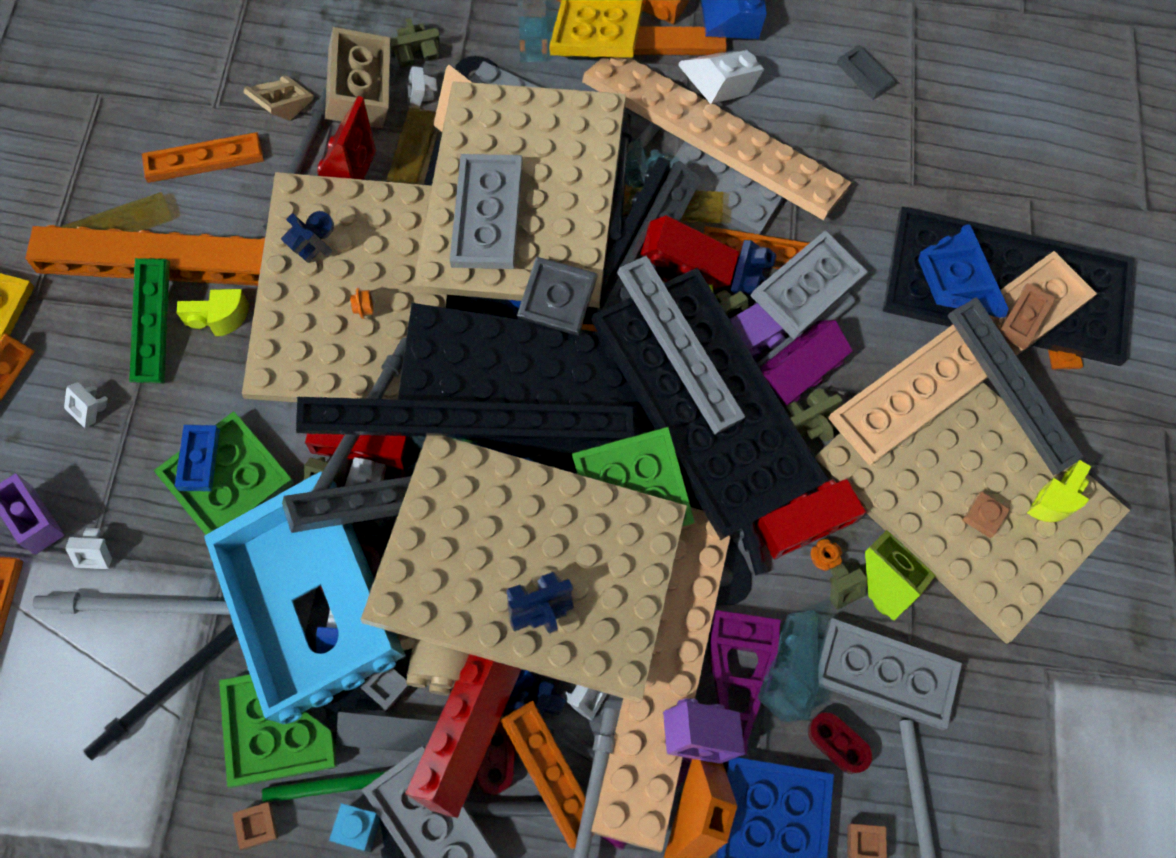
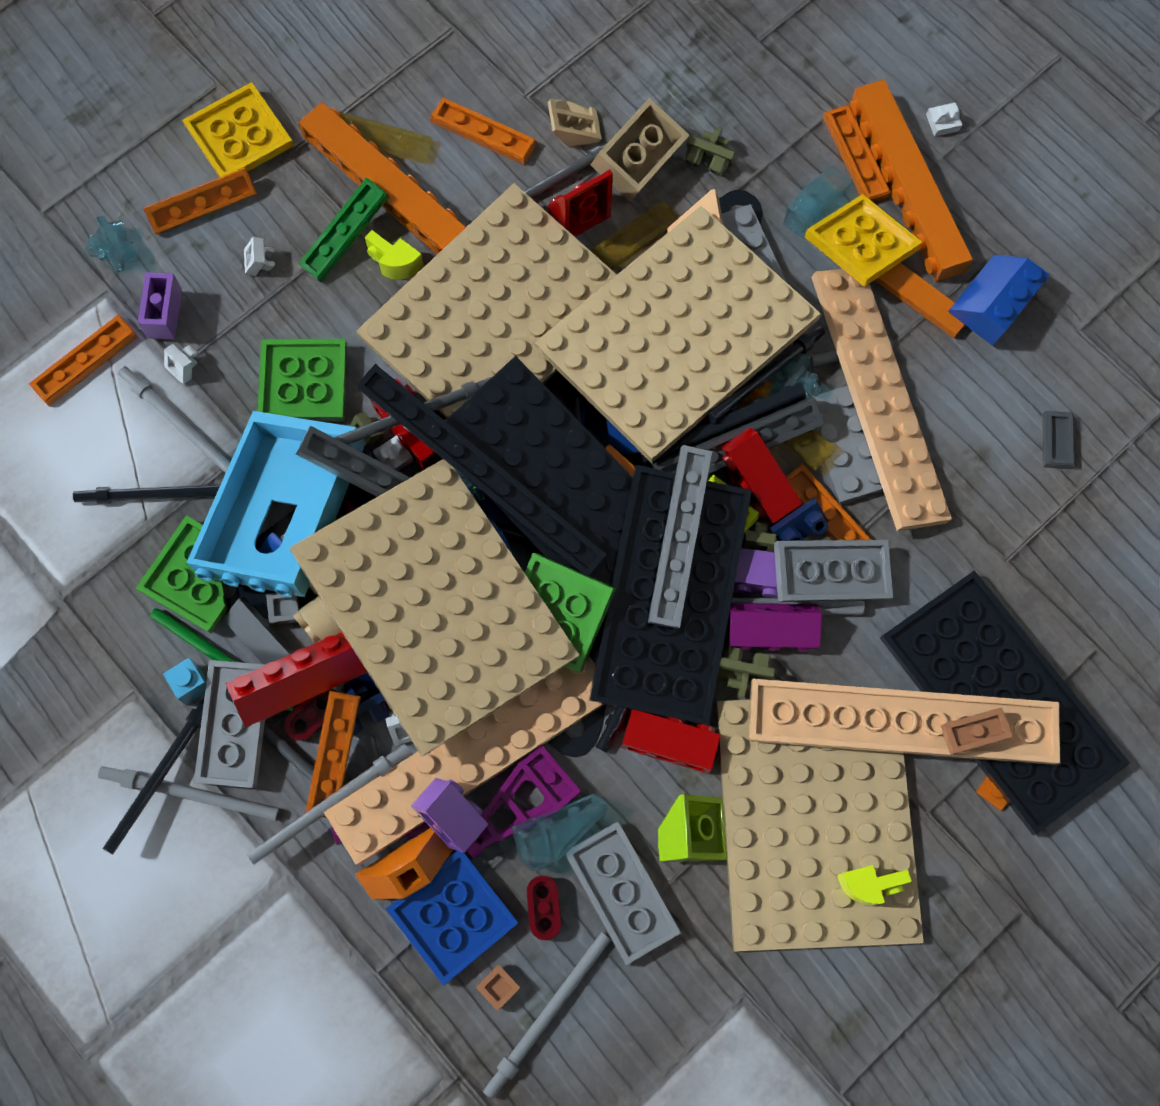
camera: 45 degrees right, 5 degrees up
(197, 458) = (293, 353): blue plate -> none
(255, 826) = (132, 627): nougat plate -> none
(306, 238) = (488, 251): dark blue hips -> none
(362, 303) = (488, 328): orange plate -> none
(419, 87) = (683, 191): white tile -> none
(486, 211) = (629, 327): light grey plate -> none
(541, 606) = (406, 636): dark blue hips -> none
(557, 295) = (623, 430): flat silver tile -> none
(723, 74) = (928, 353): white slope -> none
(822, 562) = (662, 784): orange plate -> none
(846, 586) = (650, 809): olive tile -> none
(960, 273) = (960, 659): blue wing -> none
(985, 514) = (801, 848): nougat plate -> none
(1015, 386) = (913, 775): dark grey plate -> none

